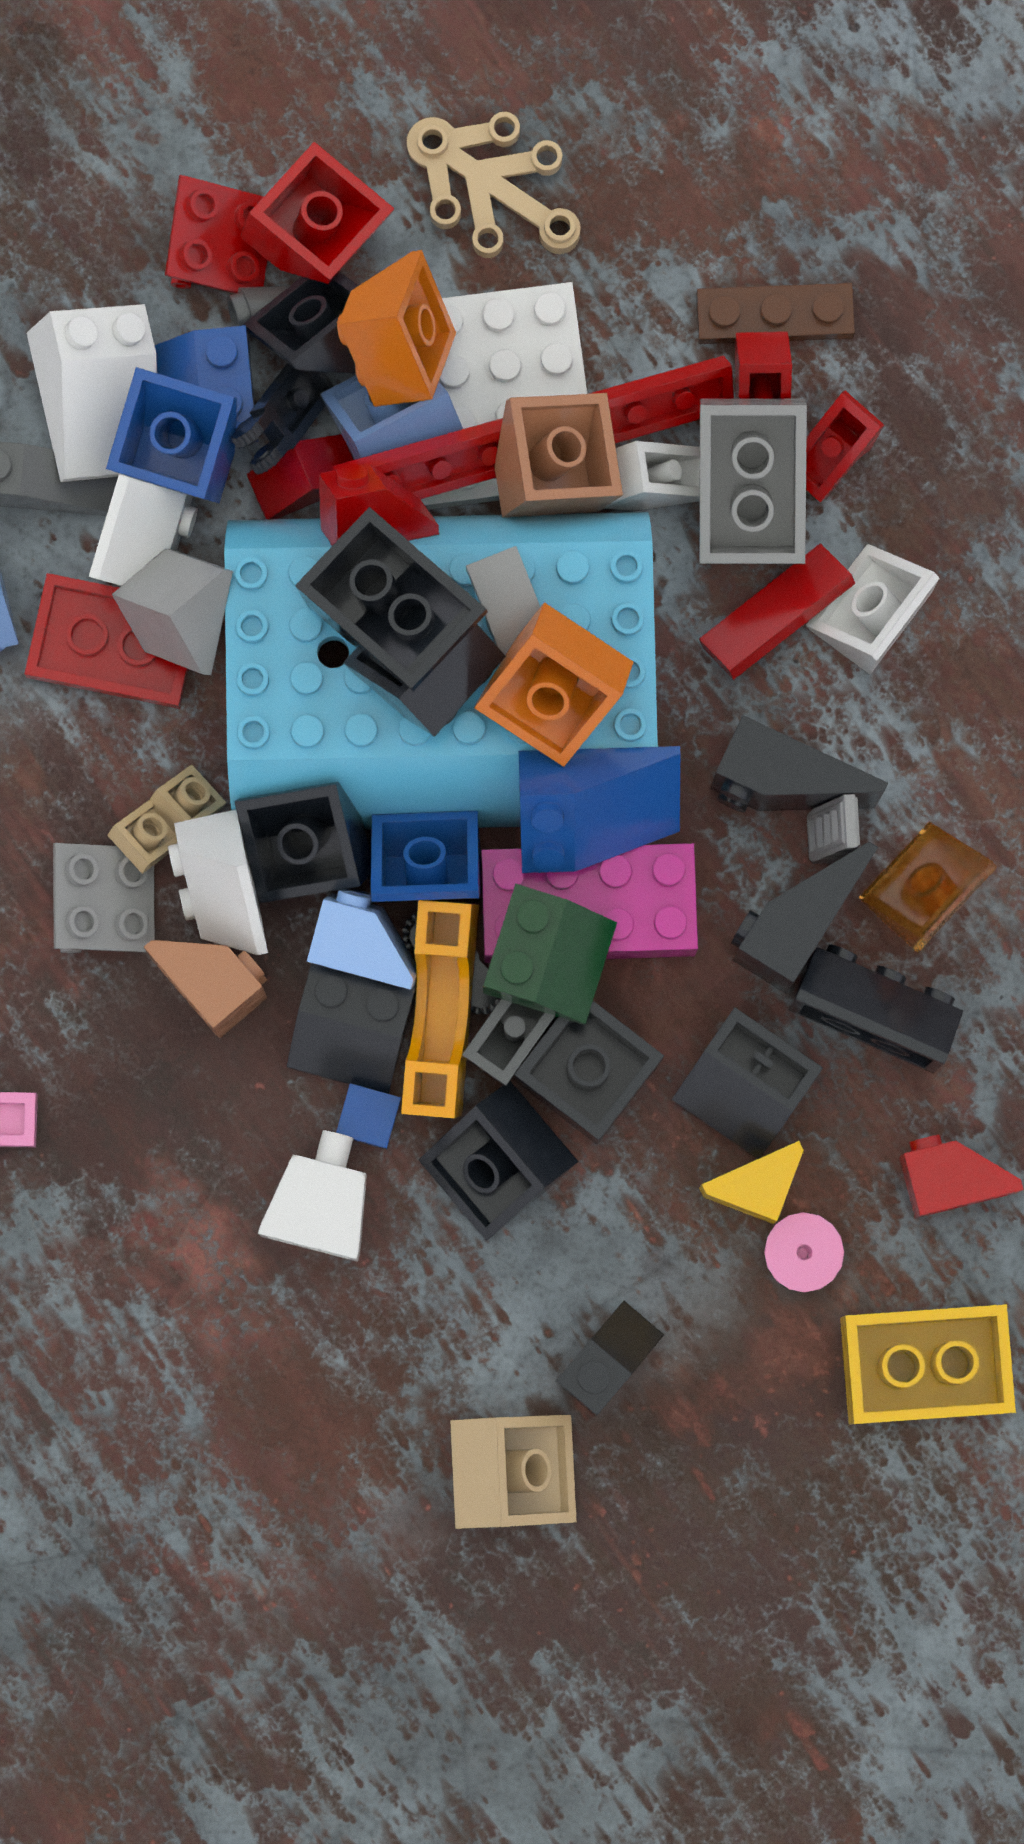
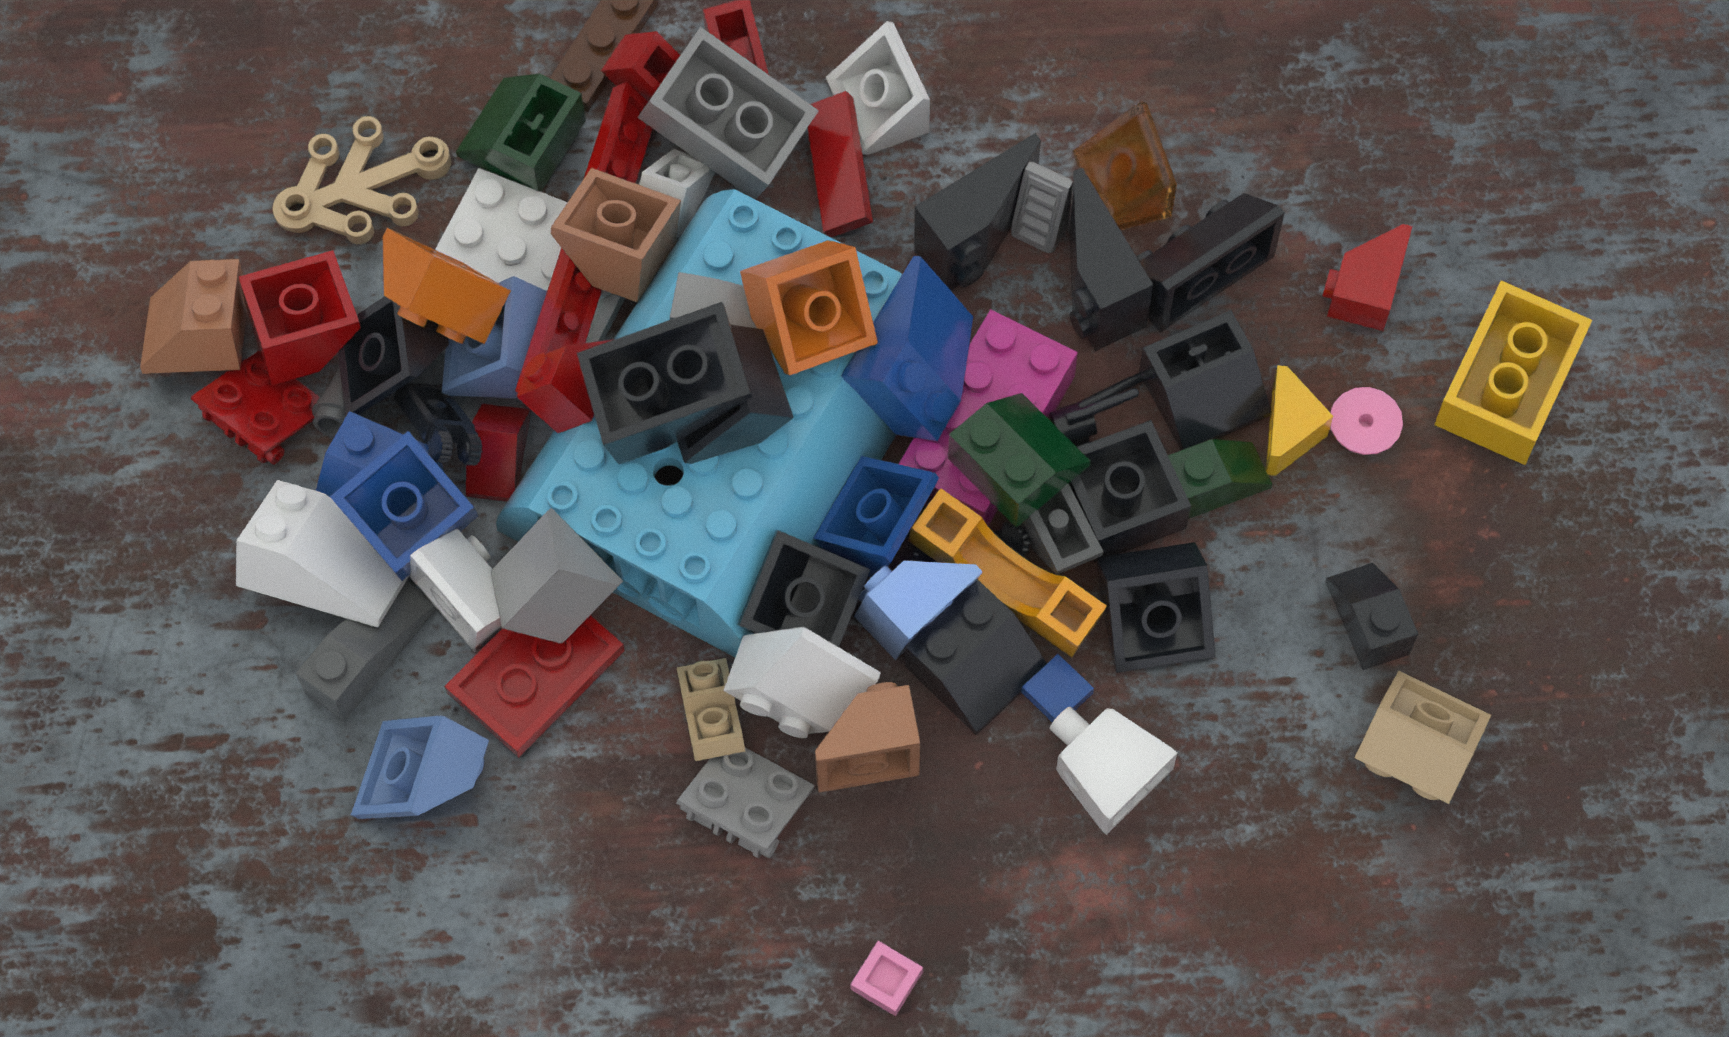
camera: 55 degrees left, 15 degrees down
(258, 129) = (196, 320): none -> nougat slope
(631, 299) = (525, 129): none -> dark green slope
(638, 986) = (1077, 419): none -> black plant
(663, 1144) = (1219, 473): none -> dark green slope

